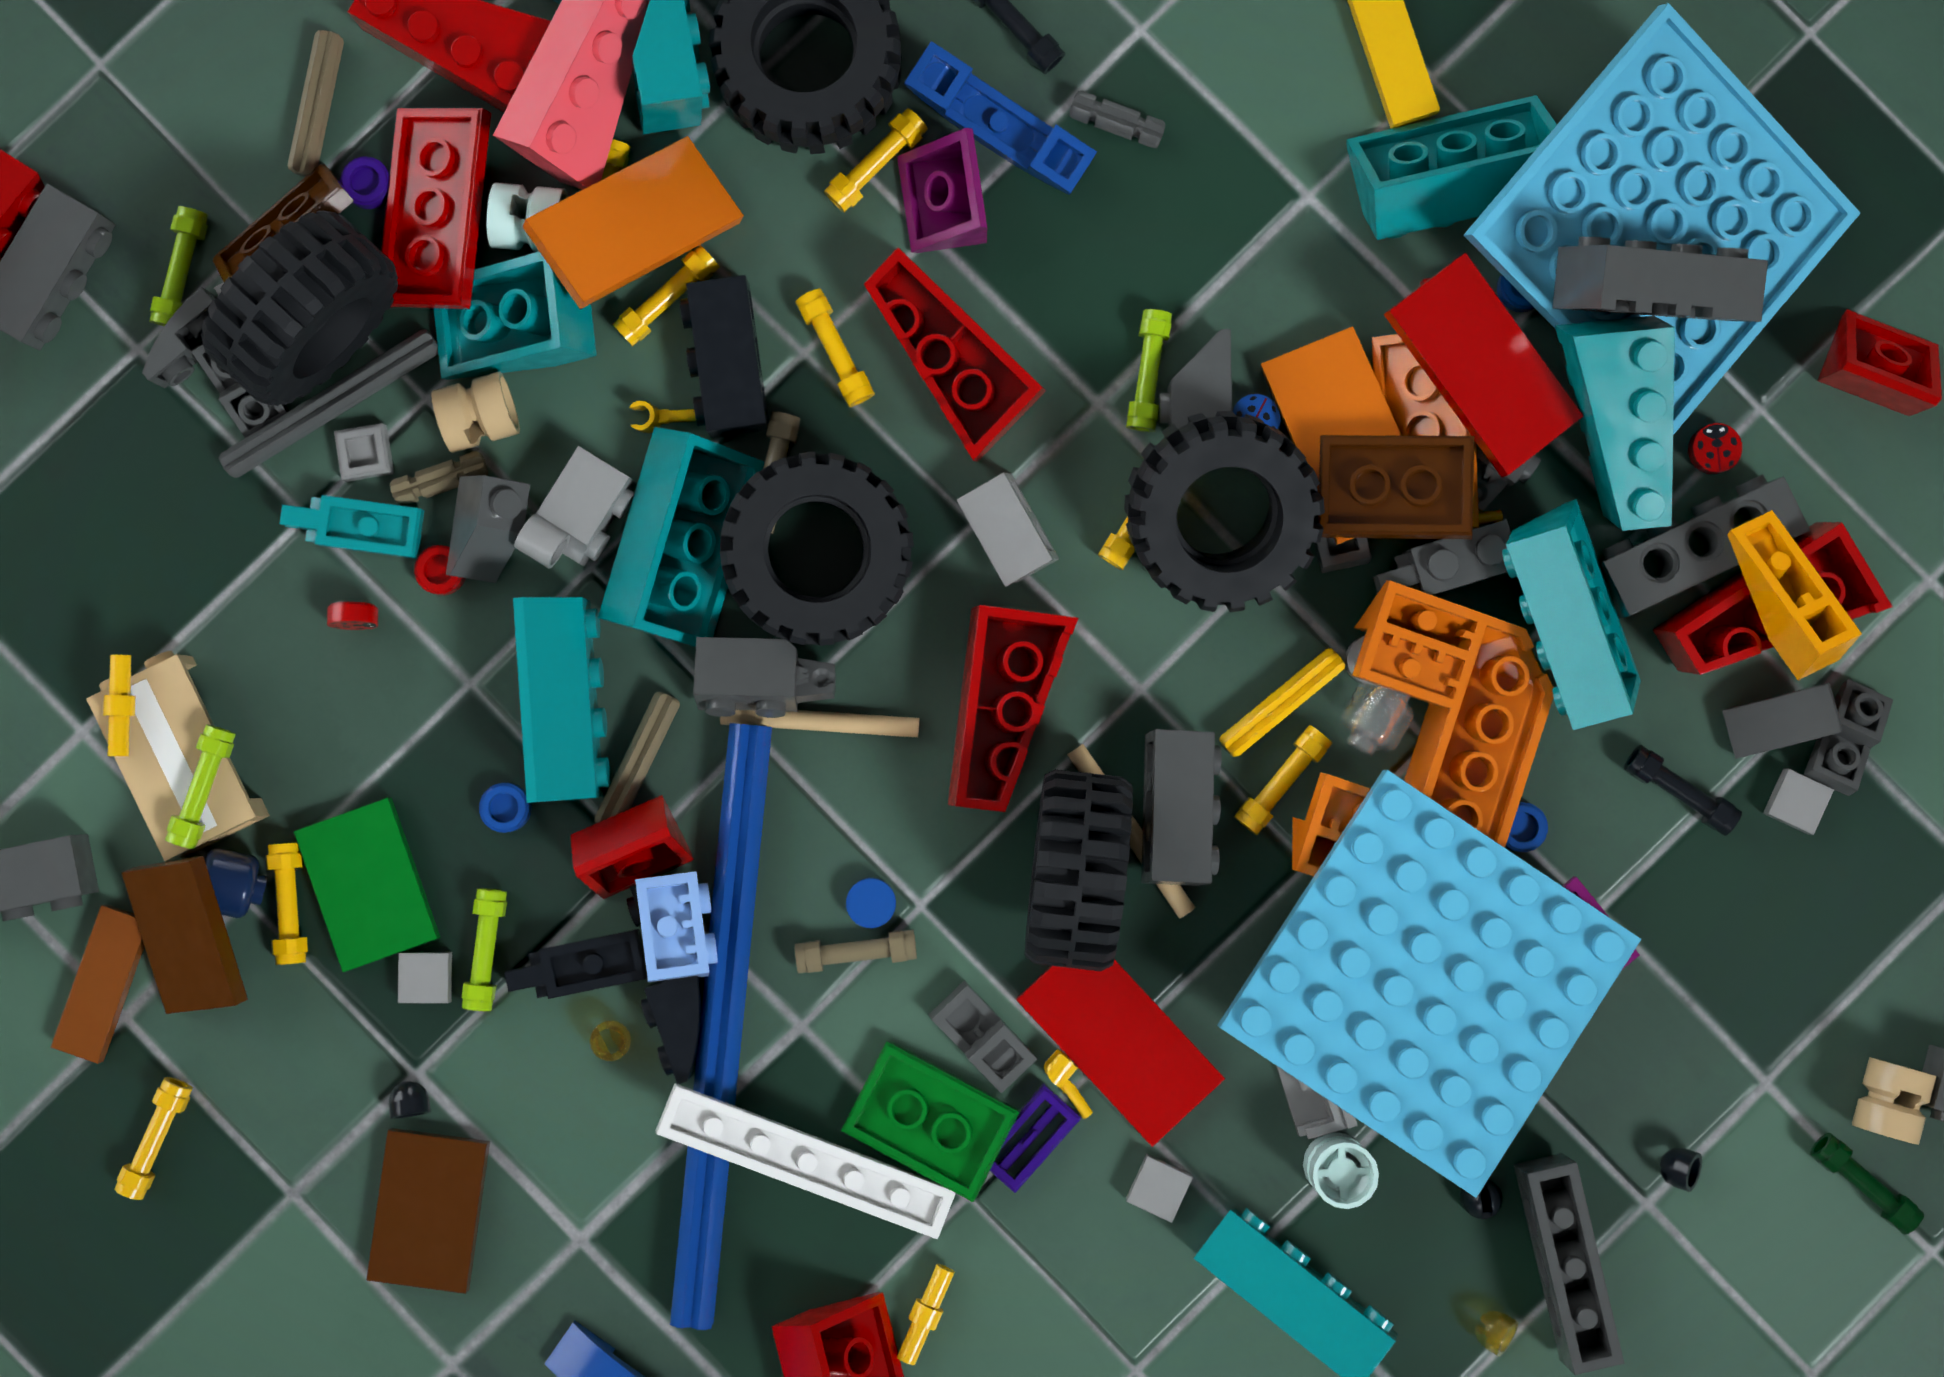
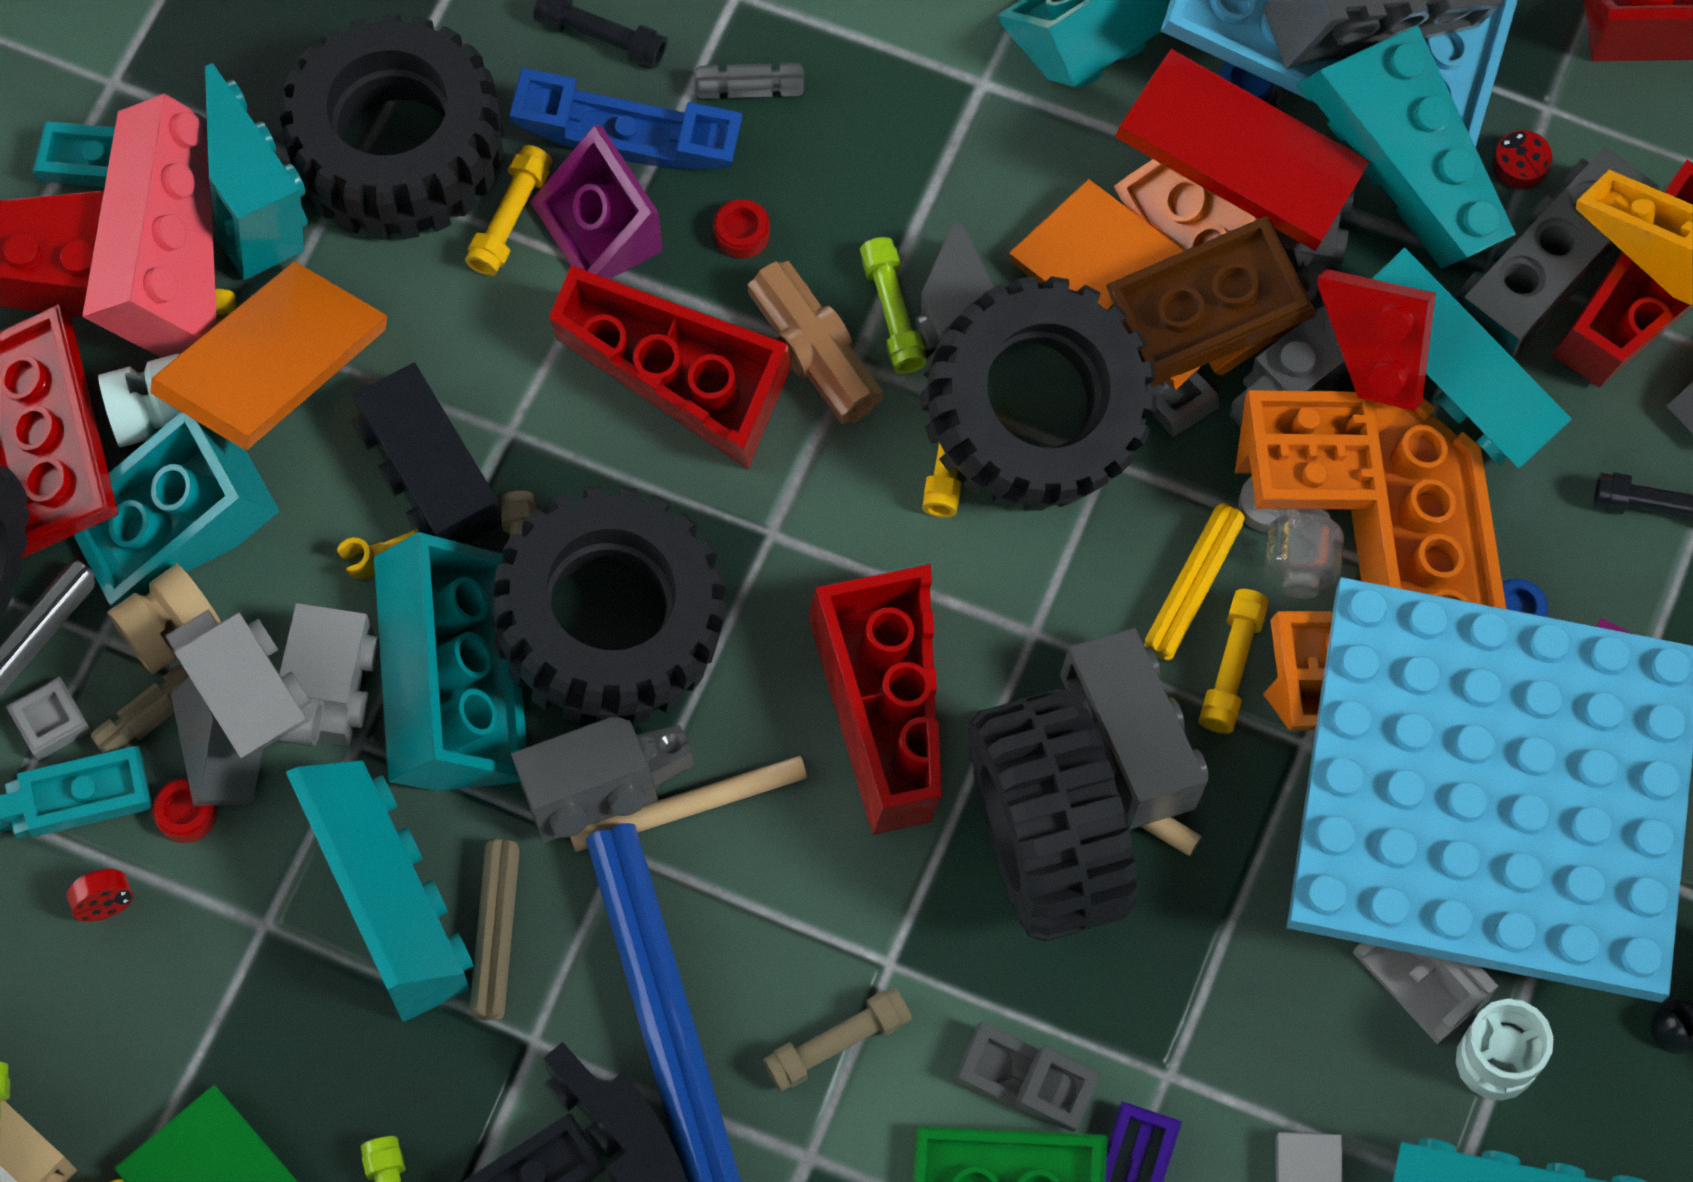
camera: 20 degrees left, 20 degrees down
(502, 509) = (239, 680): none -> light grey hinge
(505, 807) = (359, 1044): blue tile -> none
(628, 848) = (526, 1021): red slope -> none
(674, 926) = (614, 1073): light blue bracket -> none
(697, 267) = (310, 467): yellow bar -> none
(817, 311) = (578, 437): yellow bar -> none
(871, 902) = (831, 979): blue tile -> none
(1007, 529) = (813, 515): light grey hinge -> none
(1056, 251) = (741, 228): none -> red tile
(1059, 1070) = (1131, 1080): yellow hand -> none
(1072, 379) = (816, 342): none -> medium nougat piece
(1122, 1045) = (1186, 1016): red tile -> none
(1513, 584) = (1381, 335): none -> red wing

